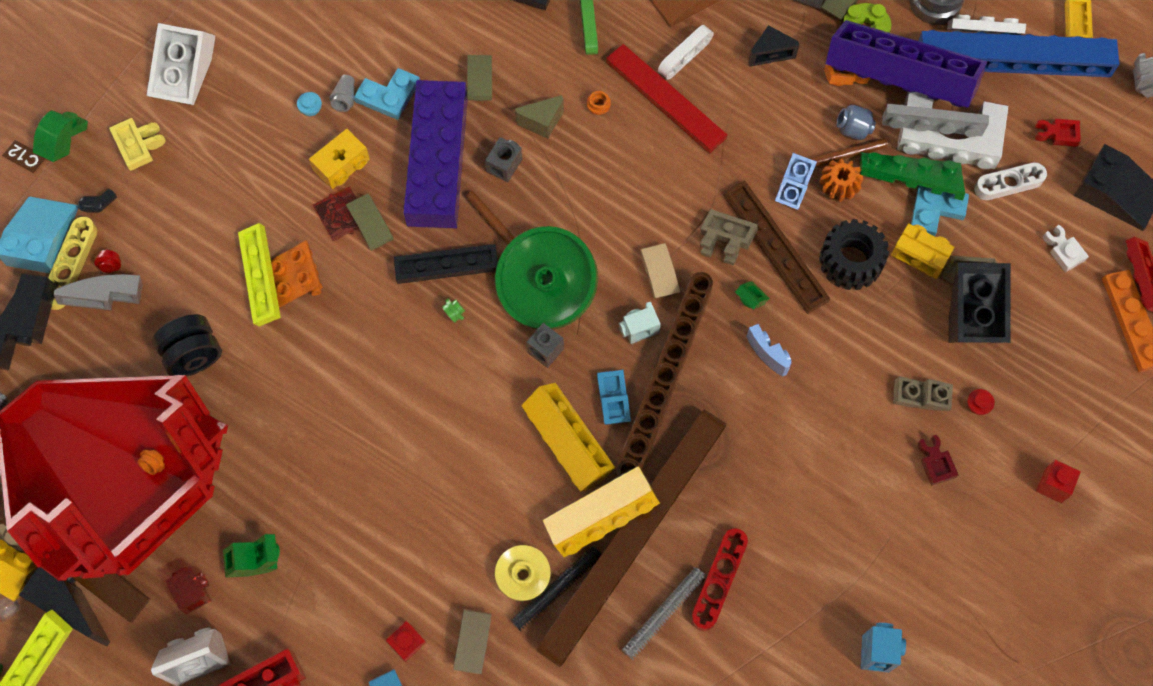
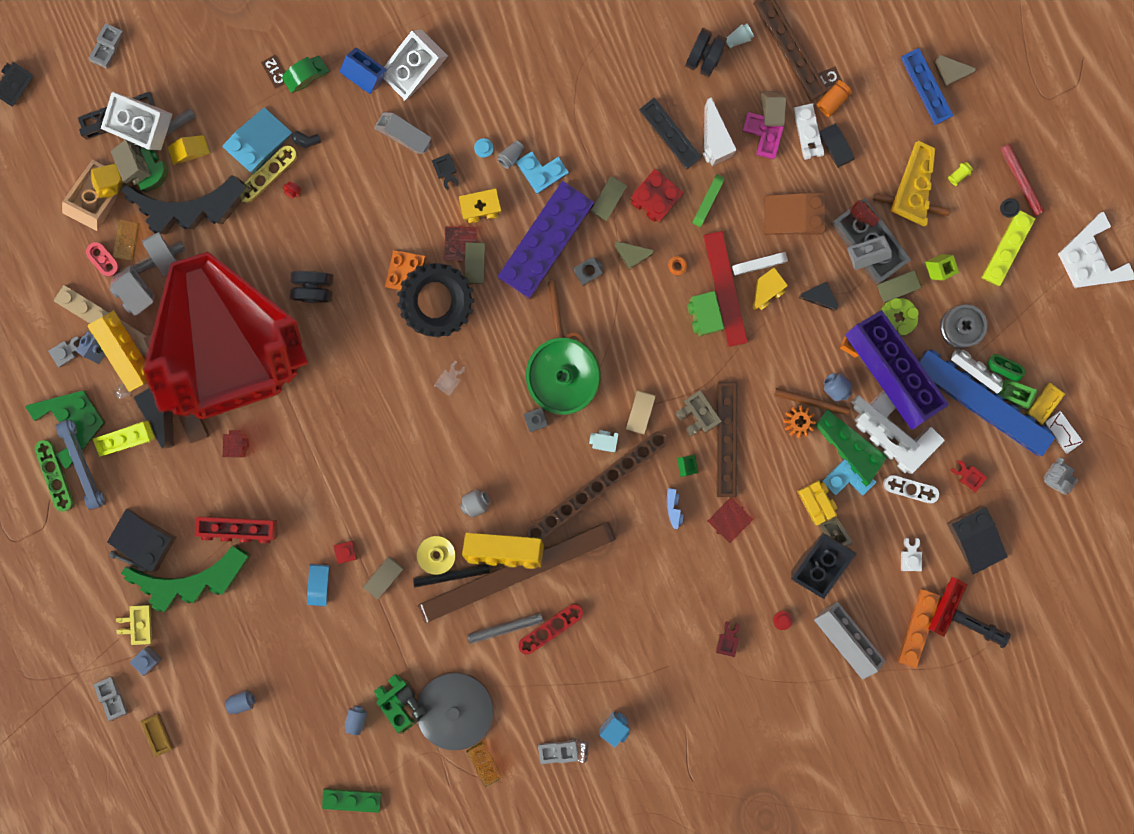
camera: 35 degrees right, 20 degrees up
(101, 291) = (277, 212): light grey slope -> none
(125, 96) = (363, 70): none -> blue brick
(131, 142) = (350, 106): light yellow hinge -> none
(151, 461) = (252, 350): orange plate -> none
(191, 658) = (215, 489): white slope -> none
(206, 132) = (403, 132): none -> light grey slope
(251, 557) = (281, 448): green brick -> none
(259, 275) = (383, 258): neon yellow plate -> none
(279, 145) = (444, 169): none -> black plate
(356, 249) = (460, 297): none -> black tyre
(416, 364) = (447, 381): none -> clear plate
(445, 263) = (507, 324): black plate -> none
(454, 310) = (493, 359): bright green plate -> none
(530, 50) = (656, 196): none -> red plate
(532, 482) = (475, 503): none -> light grey head
(568, 437) = (513, 489): yellow brick -> none
(613, 397) = (558, 478): dark azure slope -> none
(663, 125) = (705, 313): none -> bright green brick
(710, 68) = (766, 287): none -> yellow slope
(795, 181) = (769, 403): light blue slope -> none
(840, 329) = (729, 520): none -> clear red piece
(856, 236) = (782, 490): black tyre -> none
(923, 395) = (751, 593): dark tan slope -> none
(1020, 9) = (1006, 367): none -> green plate
(1048, 22) = (1018, 394): none -> bright green slope
(1058, 481) = (791, 697): red brick -> none
(1073, 375) = (850, 641): none -> light grey brick
(1128, 40) = (1063, 431): none -> white tile

